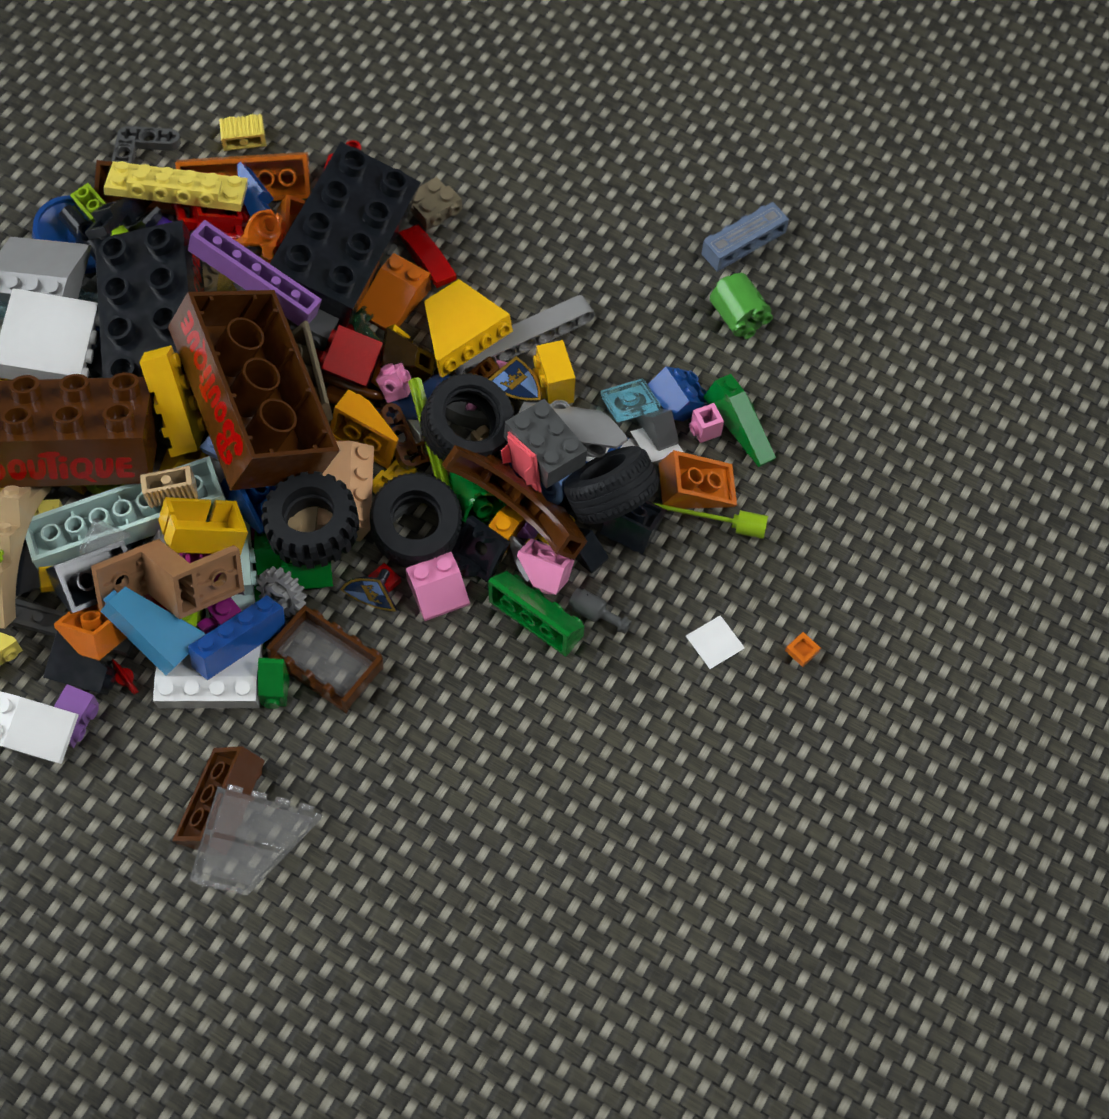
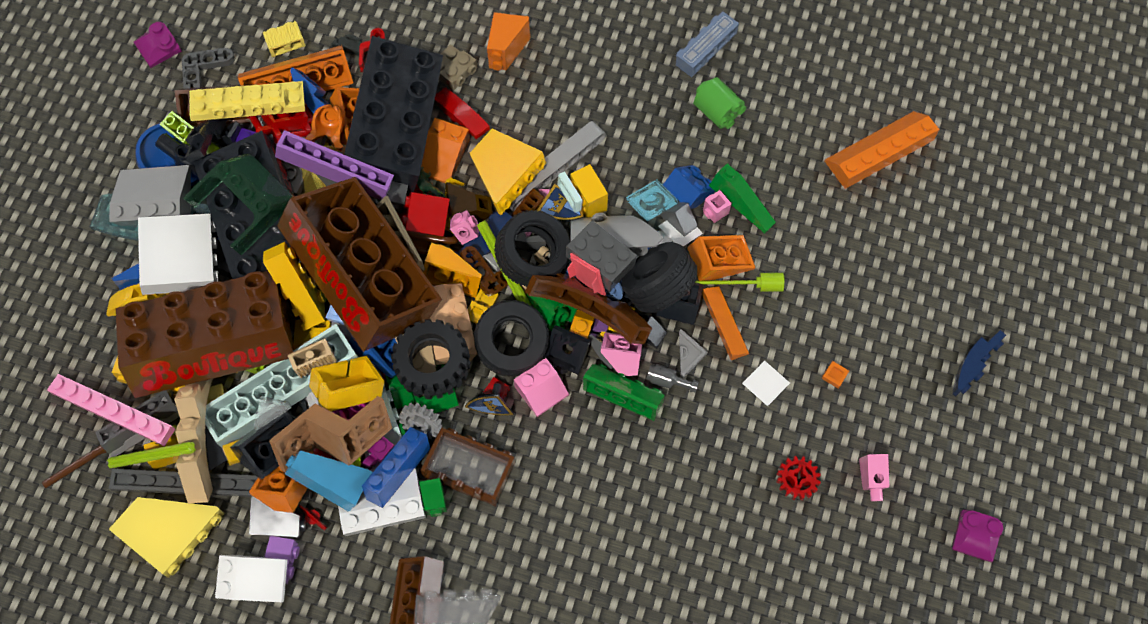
camera: 10 degrees left, 5 degrees up
(95, 110) = (157, 44): none -> magenta slope
(151, 276) = (253, 186): none -> clear green windscreen
(317, 153) = (349, 43): none -> pearl dark grey tile
(503, 183) = (507, 39): none -> orange slope
(530, 367) = (569, 192): none -> light aqua tile
(630, 587) = (690, 353): none -> light grey tile
(682, 560) = (724, 322): none -> orange slope
(736, 766) = (806, 479): none -> red gear
(821, 766) = (877, 467): none -> bright pink torso
(930, 399) = (882, 148): none -> orange slope
(933, 878) = (977, 535): none -> magenta slope
(981, 671) = (974, 363): none -> dark blue slope

